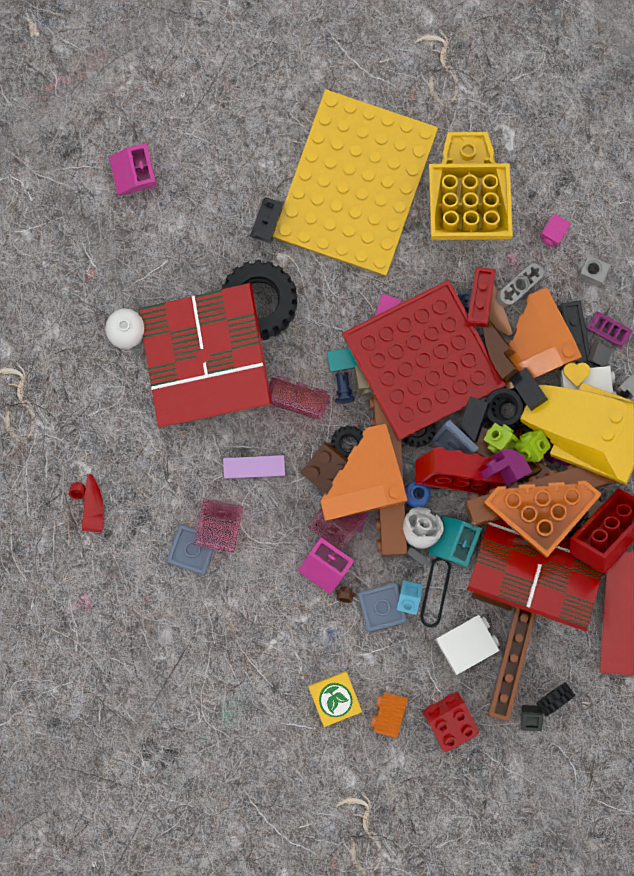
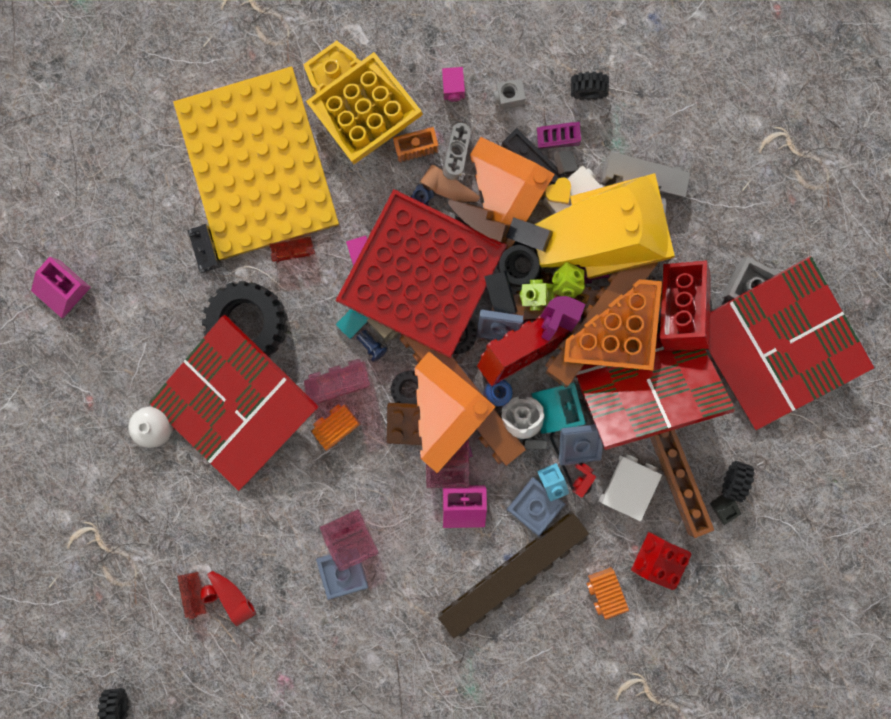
camera: 25 degrees left, 5 degrees up
(62, 481) = (190, 593): none -> clear red hinge
(254, 467) = (344, 466): lavender tile -> none
(270, 431) = (335, 427): none -> orange brick
(326, 646) = (512, 575): none -> dark brown brick
(335, 698) = (551, 612): slope -> none
(336, 269) = (292, 248): none -> clear red hinge
(345, 595) = (497, 518): reddish brown plate -> none
(432, 614) = (583, 483): none -> red bracket
(450, 582) = (579, 445): none -> sand blue tile
(481, 296) = (432, 184): red tile -> none
(491, 257) = (416, 144): none -> orange brick

